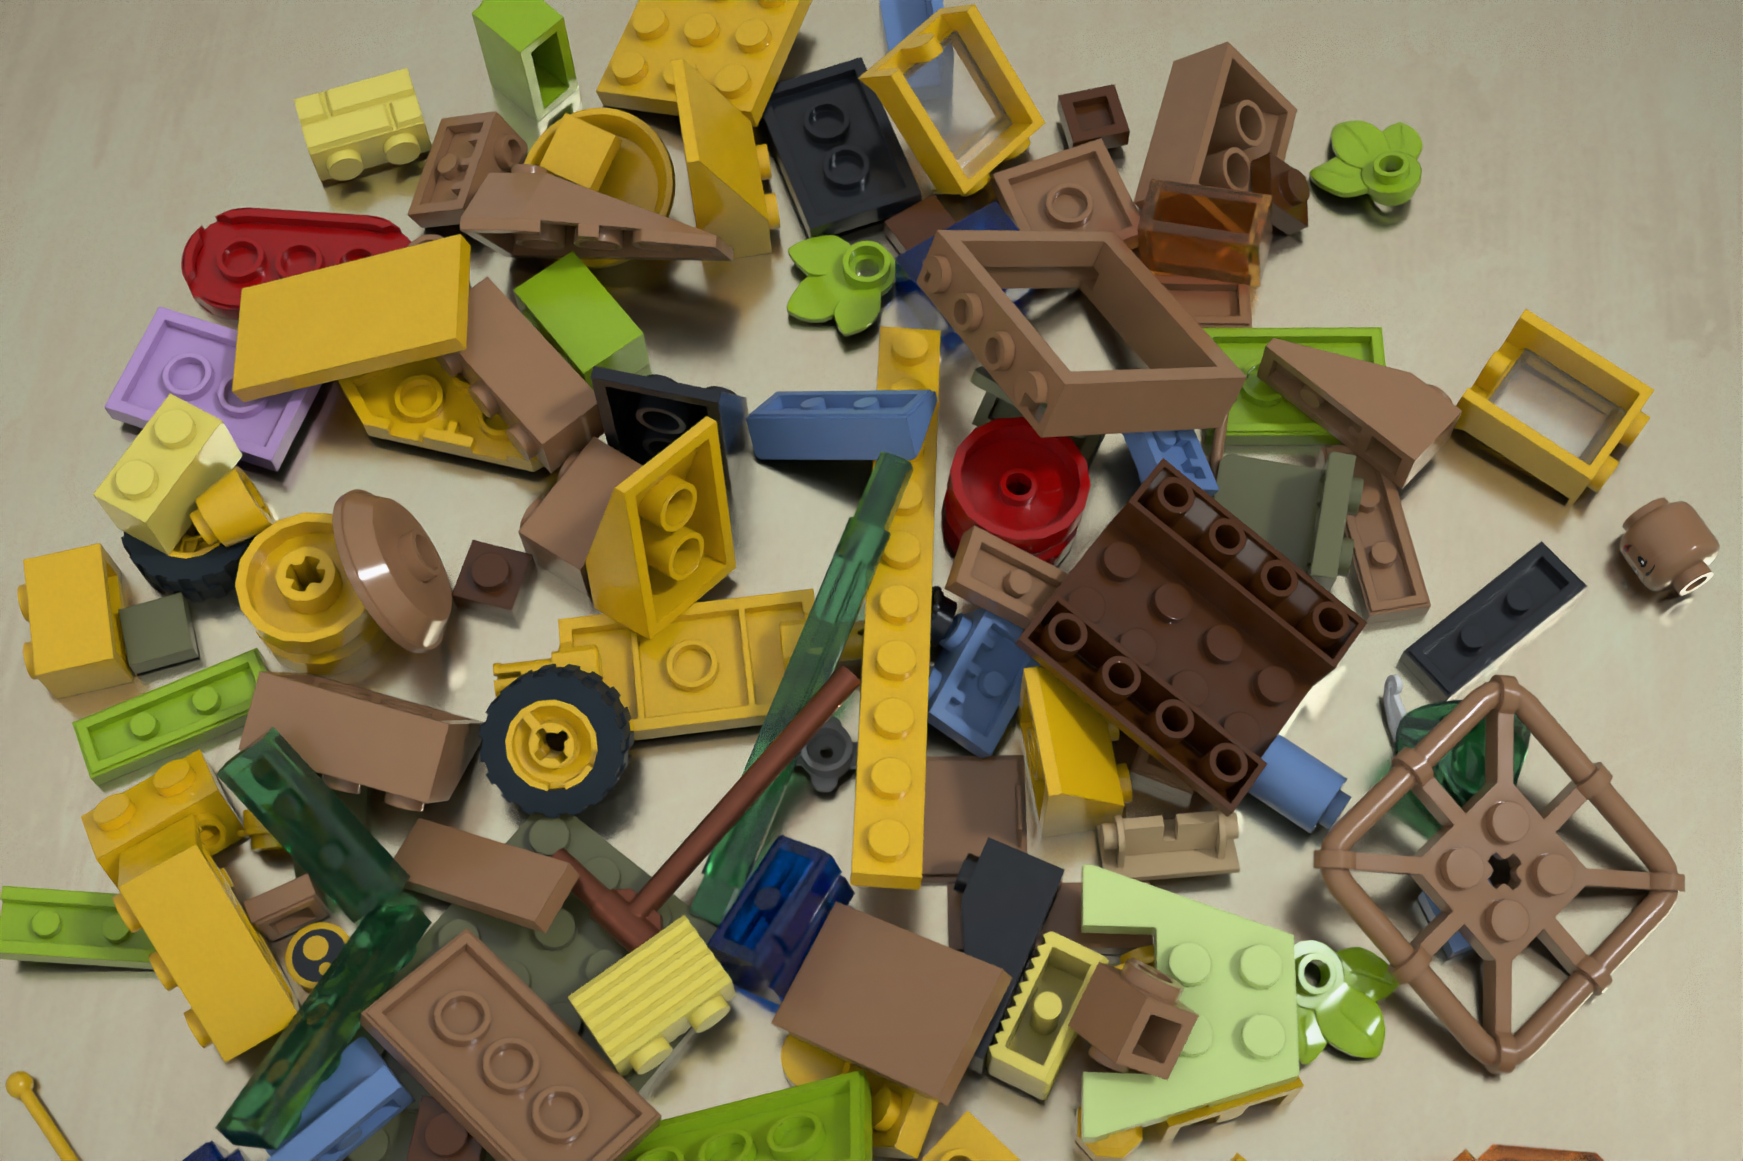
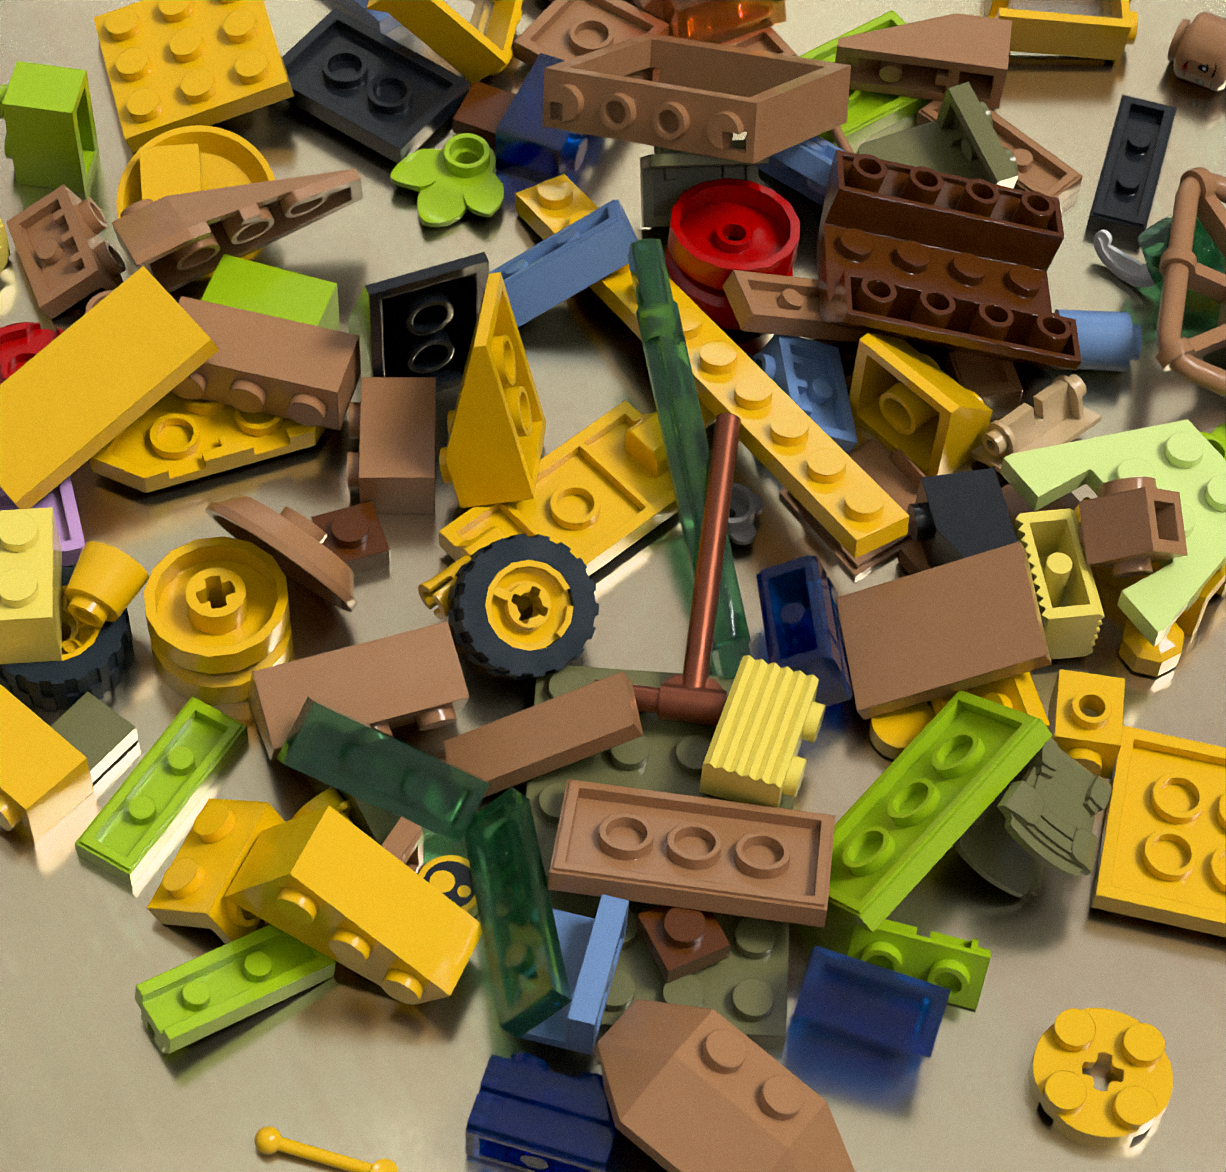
camera: 40 degrees left, 10 degrees down
(724, 166) = (292, 125): yellow slope -> none

